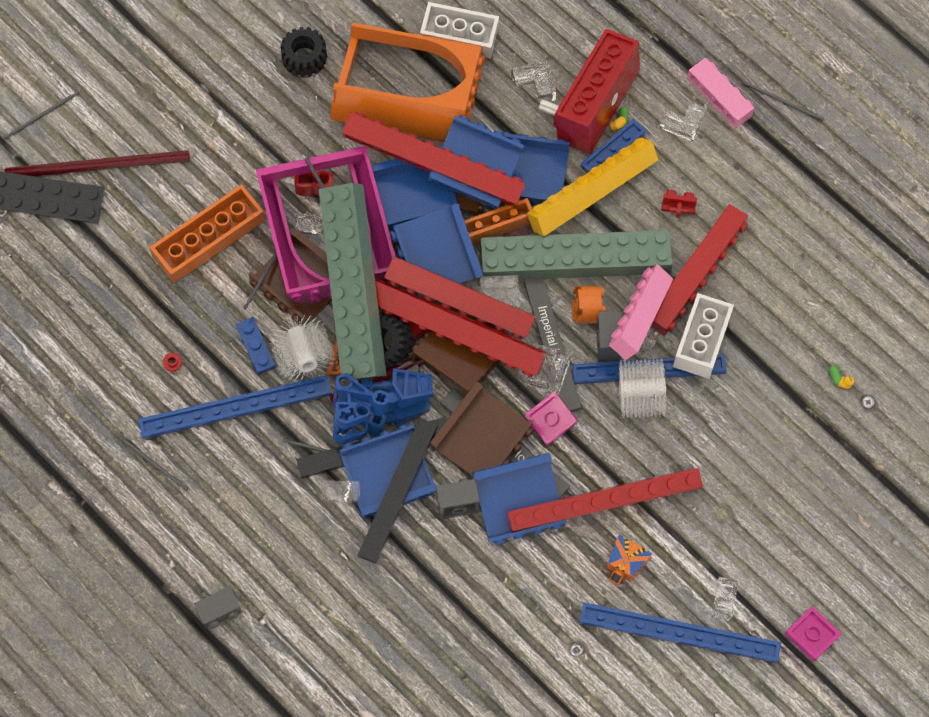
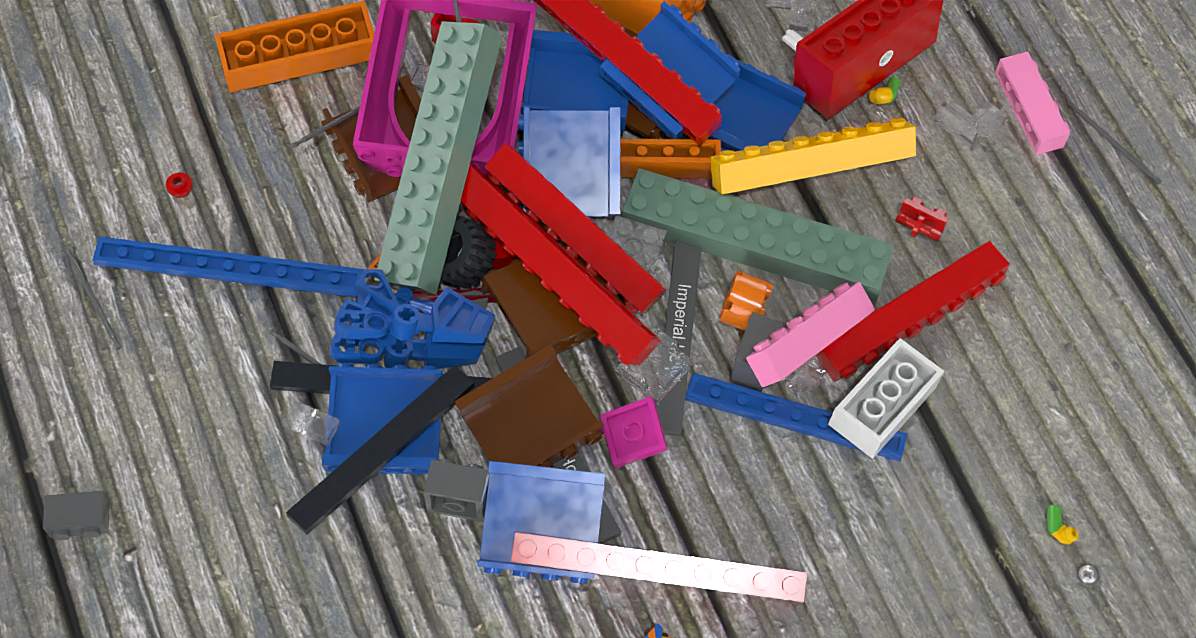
camera: 20 degrees right, 5 degrees down
(255, 345) = (293, 202): blue plate -> none
(302, 349) = (341, 221): white piece -> none
(620, 140) = (879, 112): blue plate -> none
(650, 388) = (773, 435): white piece -> none

